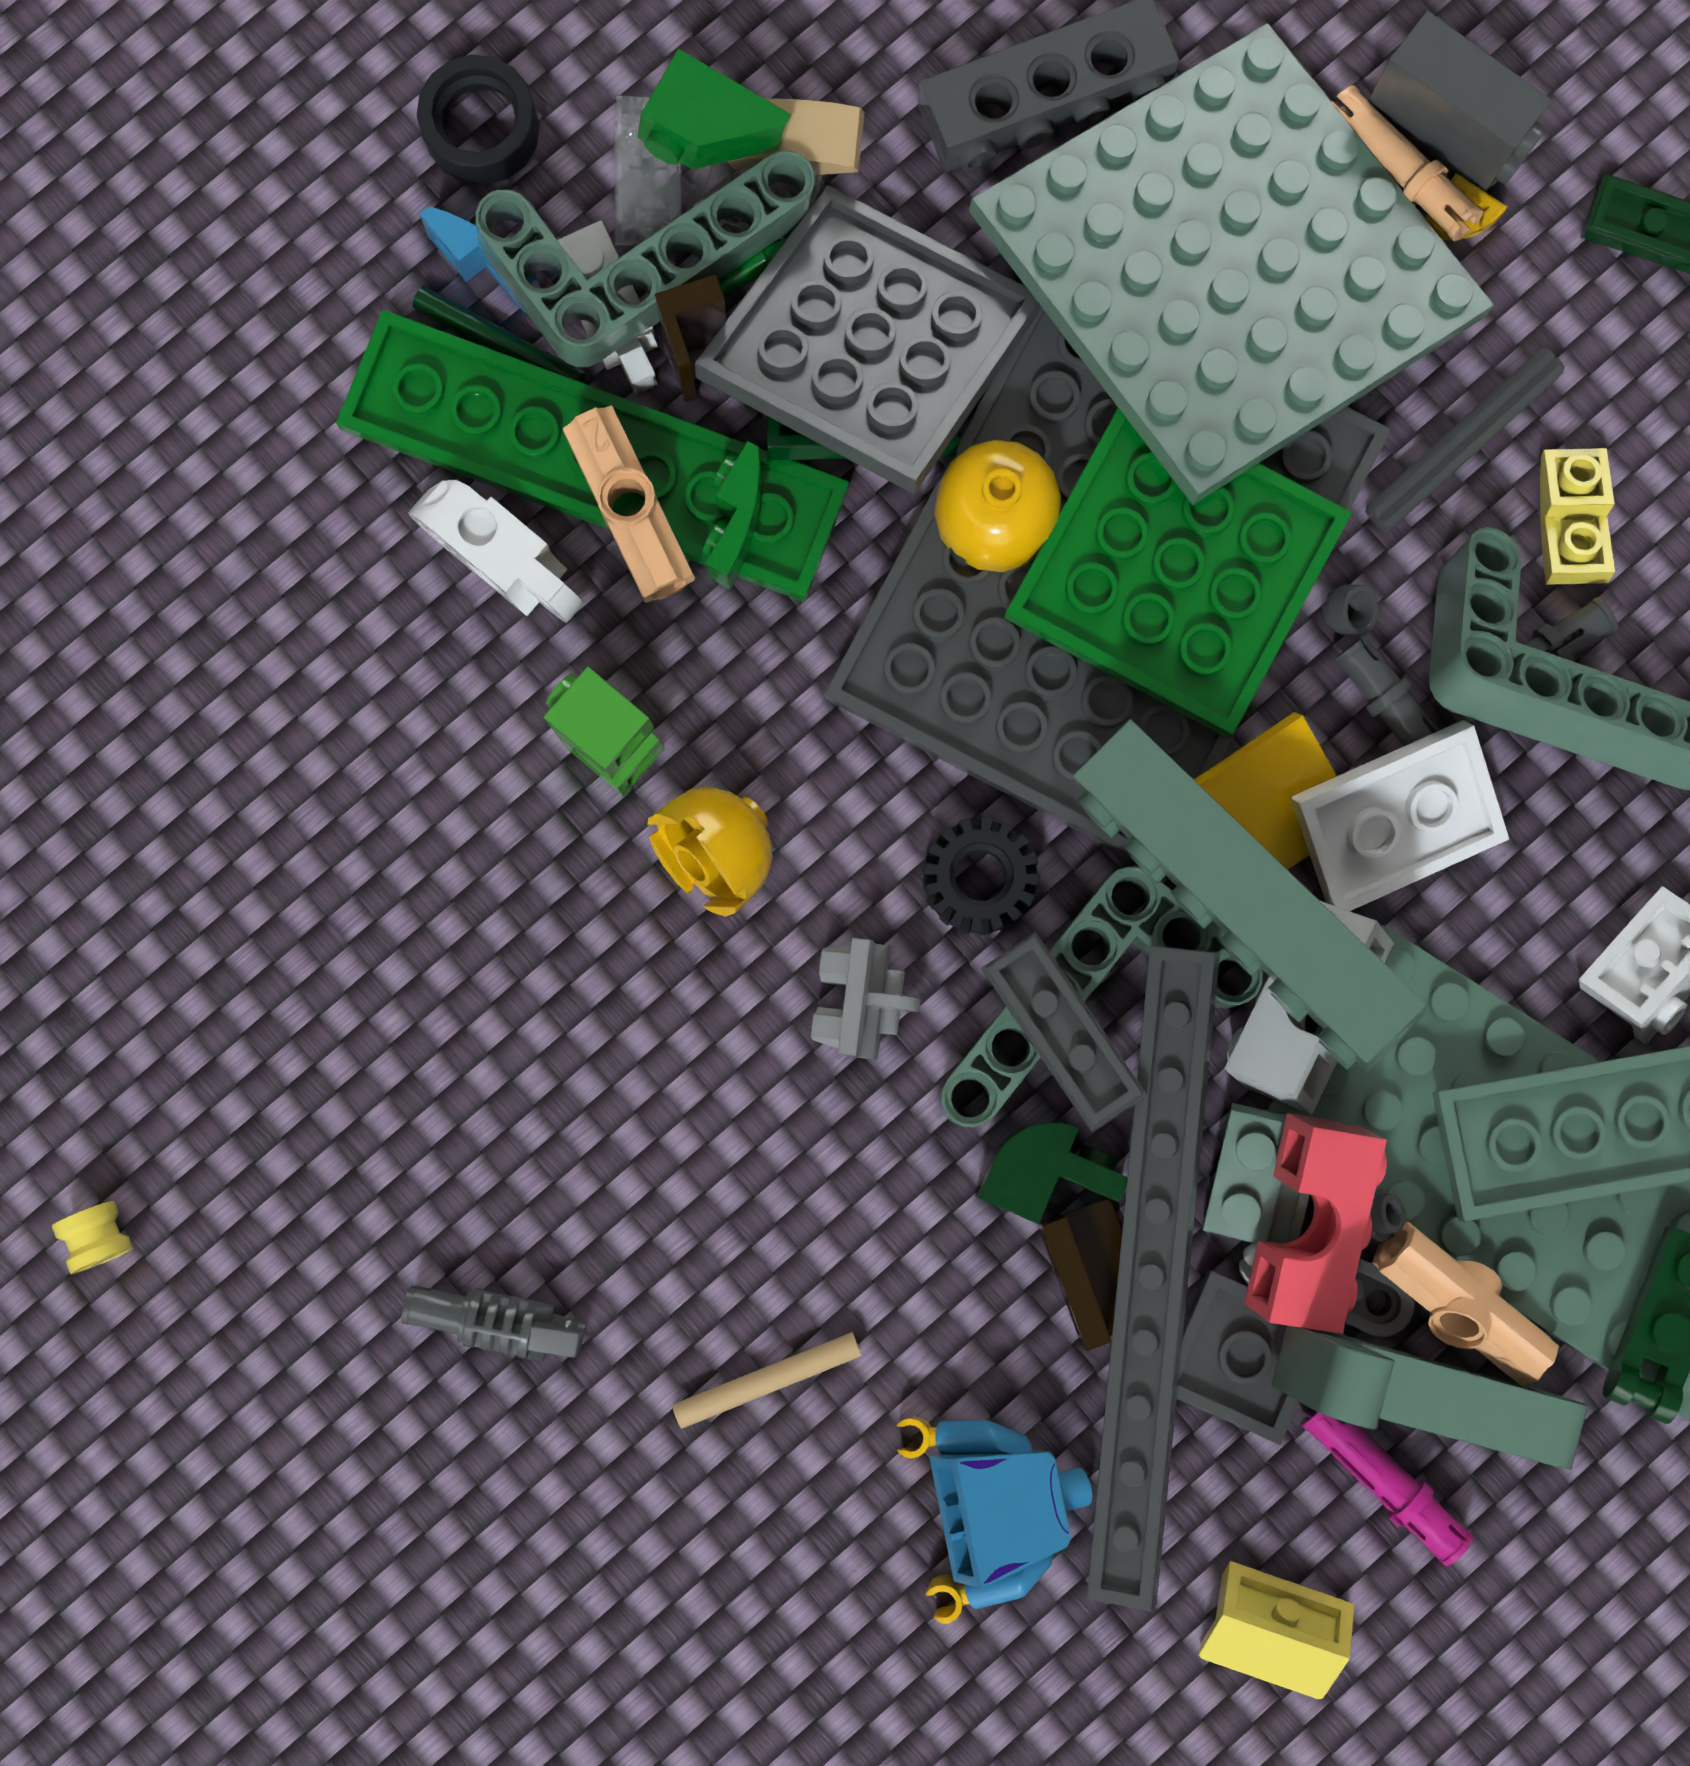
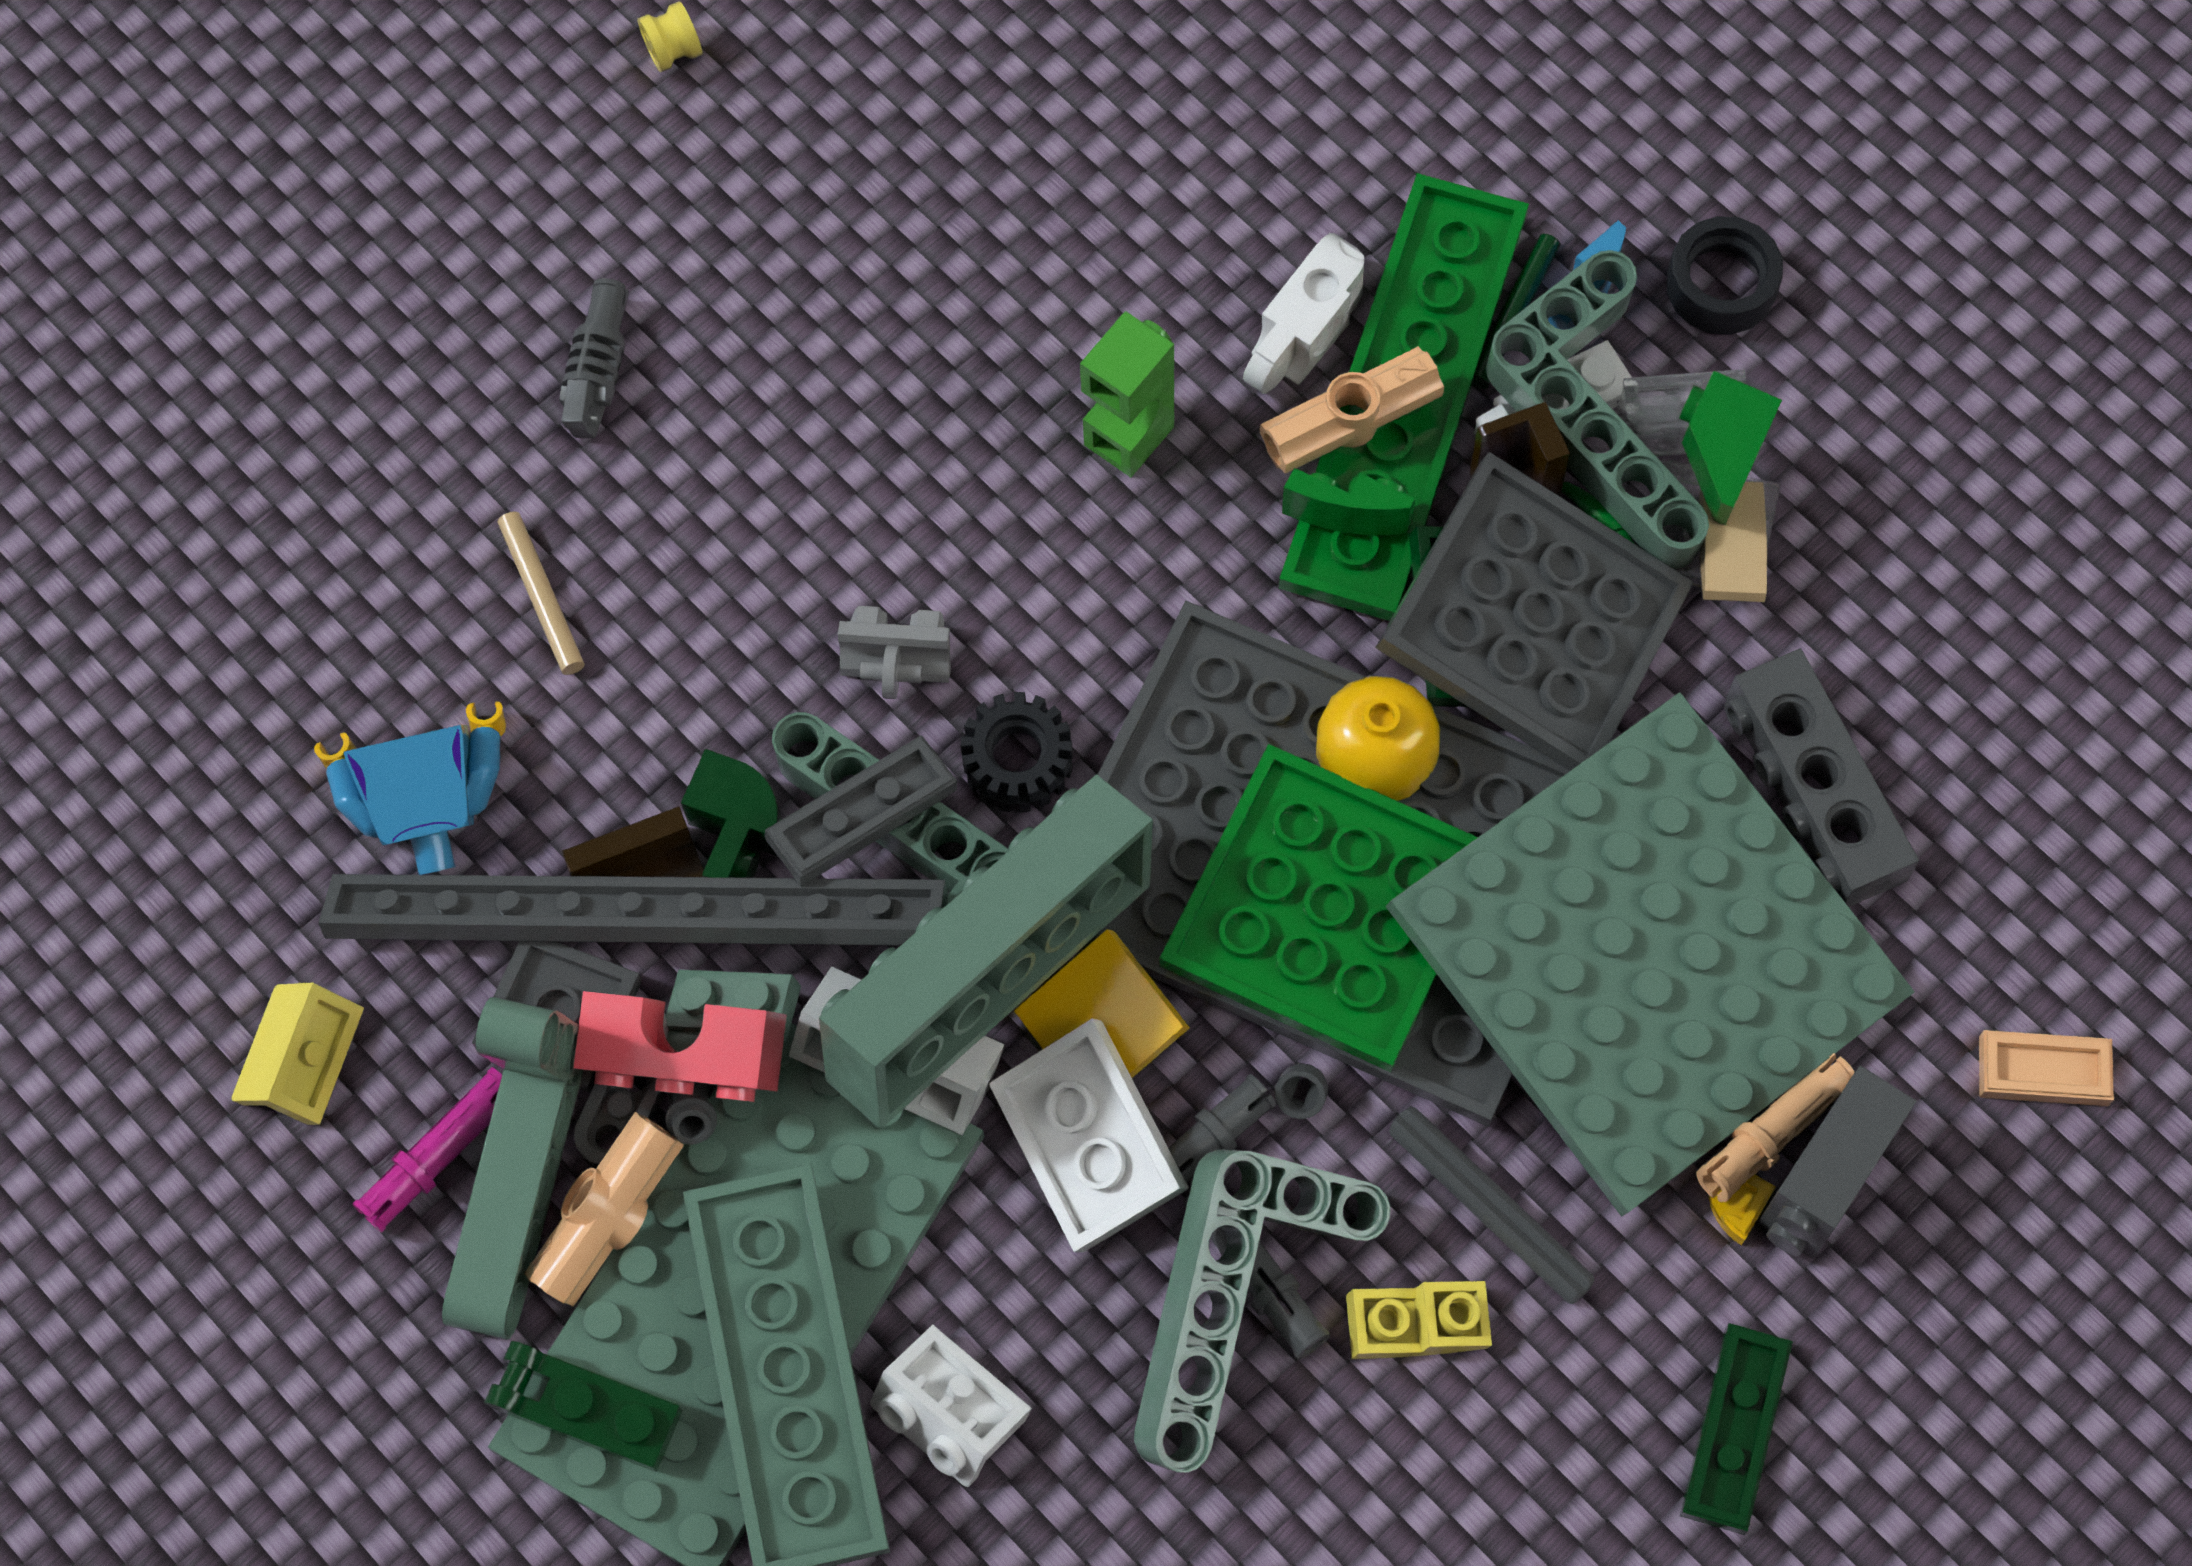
camera: 90 degrees right, 15 degrees down
(715, 843) = (1037, 512): yellow cylinder -> none

